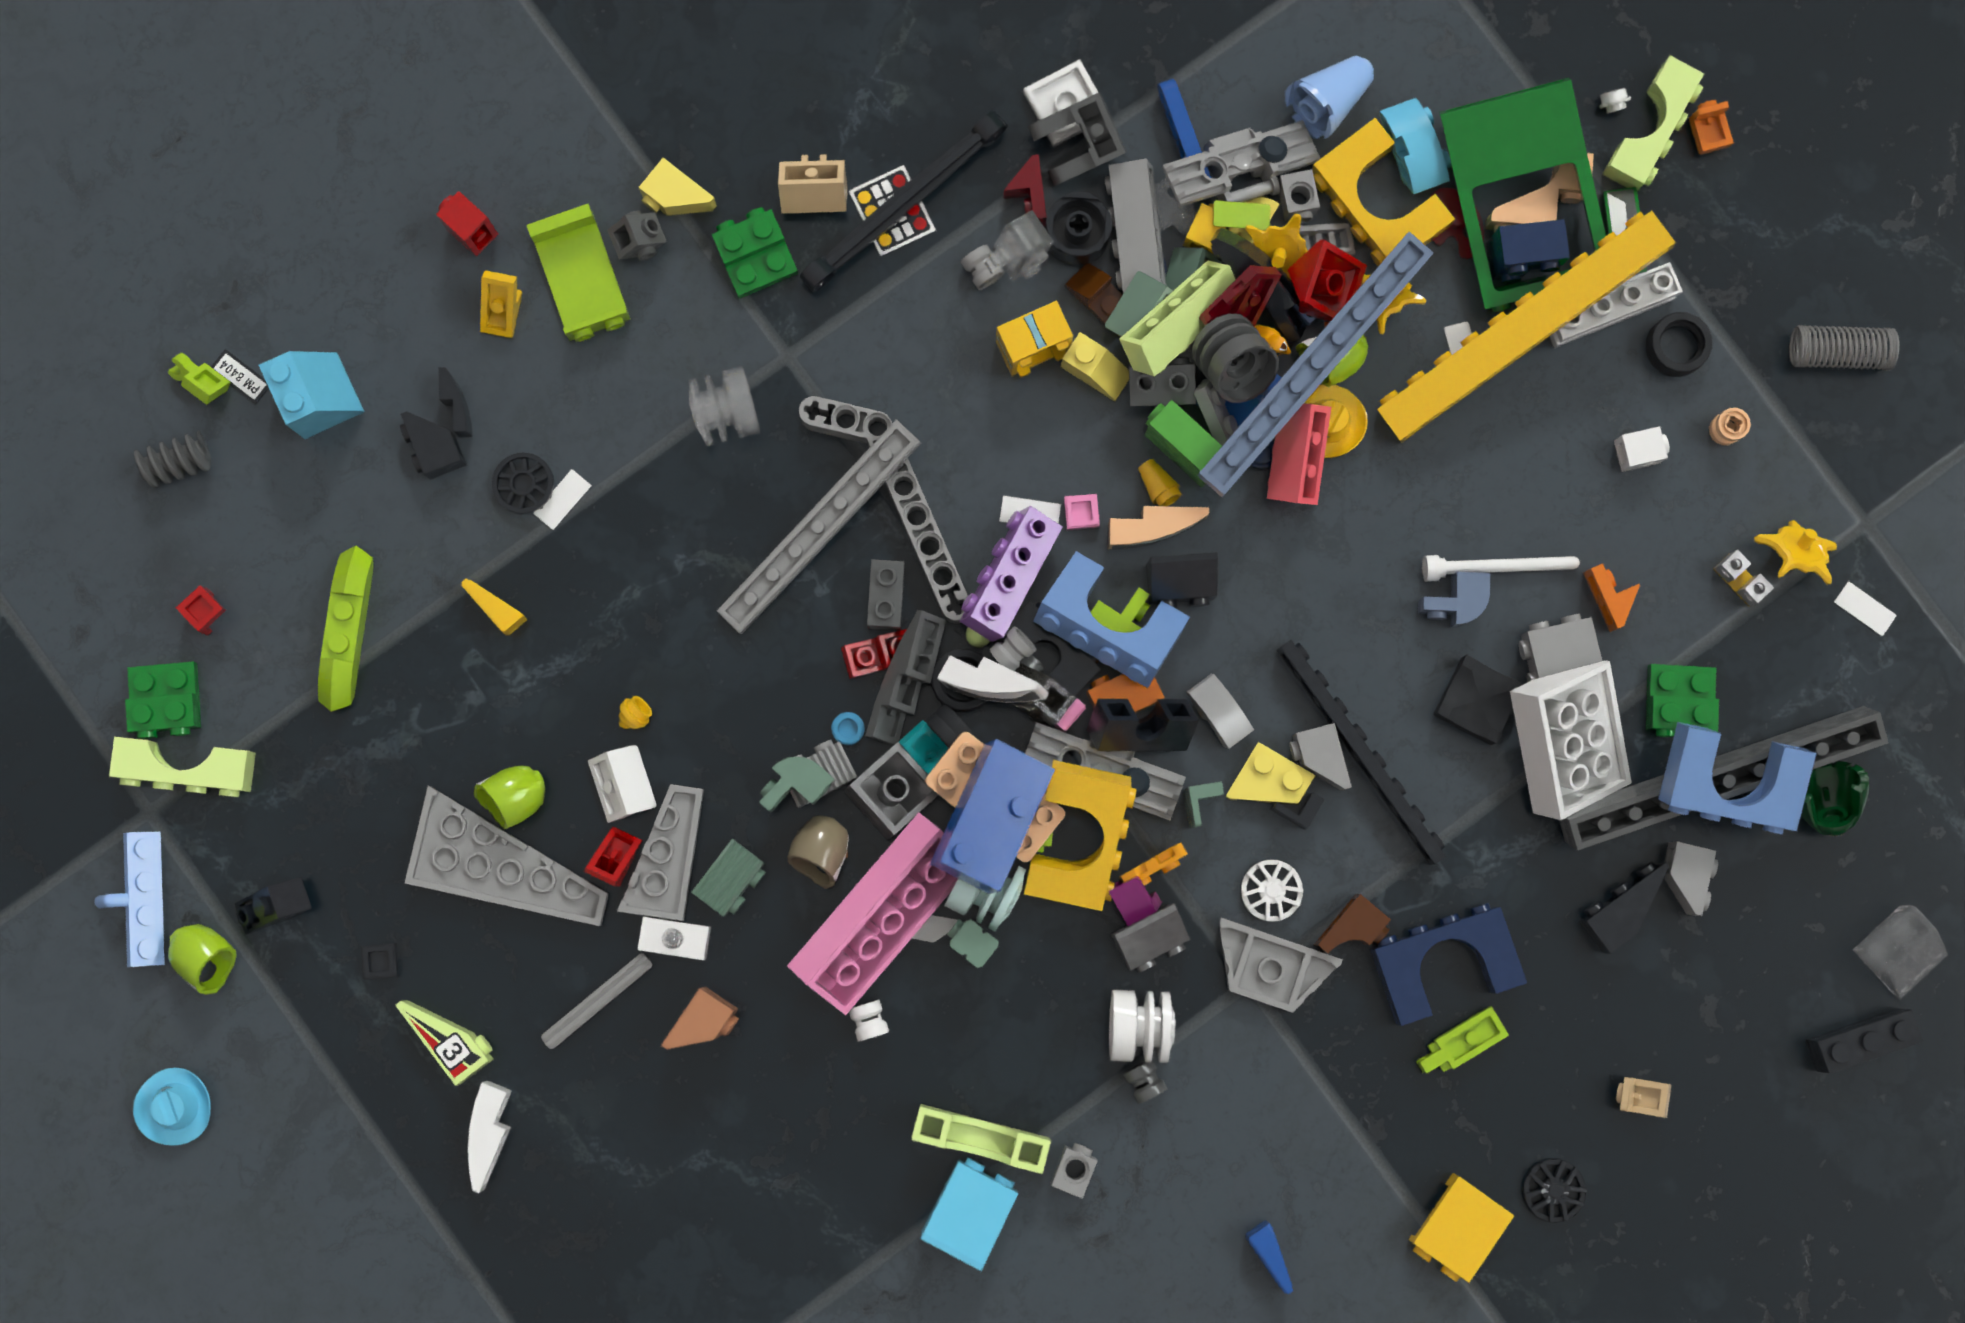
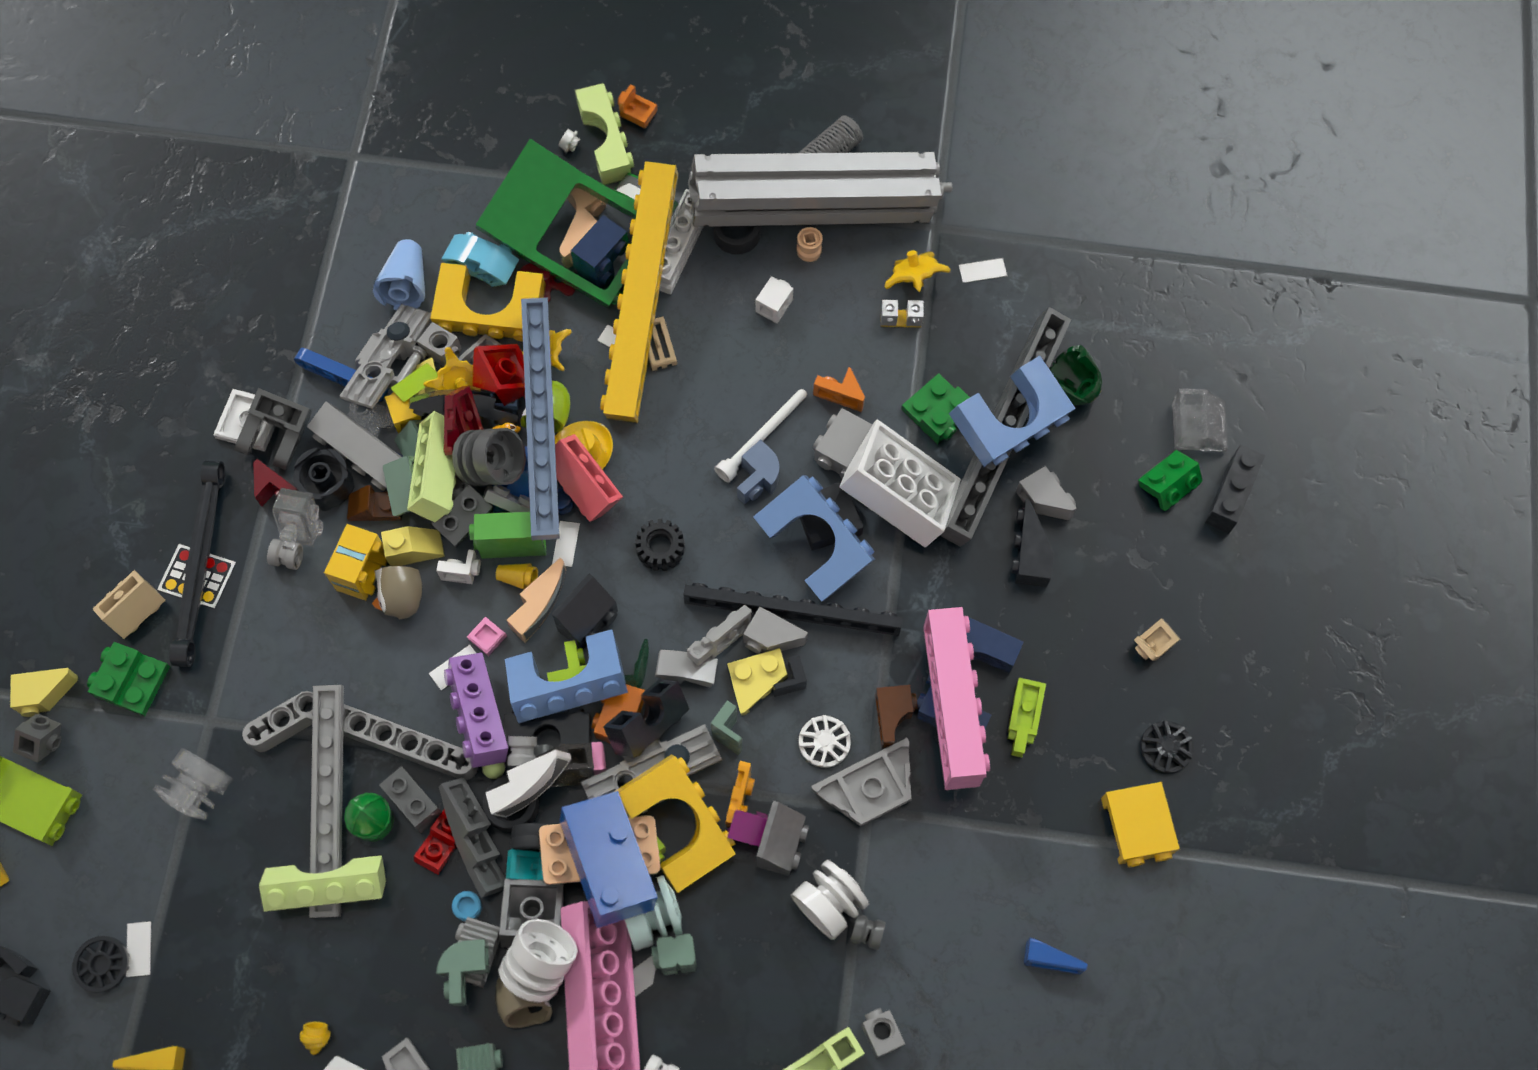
camera: 40 degrees left, 15 degrees down
(778, 620) = (290, 888): none -> yellowish green arch
(839, 575) = (369, 817): none -> green helmet
(859, 839) = (537, 960): none -> white wheel
(1044, 400) = (398, 591): none -> dark tan piece
(1110, 427) = (456, 571): none -> white bracket
(1183, 670) = (640, 667): none -> clear green bar
(1218, 505) = (566, 544): none -> white sticker
(1273, 715) = (720, 637): none -> light grey hinge
(1292, 592) = (655, 530): none -> black tyre
(1414, 973) = (955, 698): none -> bright pink brick
(1470, 673) = (849, 553): none -> medium blue arch
(1480, 408) = (663, 361): none -> tan tile
(1788, 384) = (814, 188): none -> light grey brick
(1819, 973) = (1172, 479): none -> green bracket

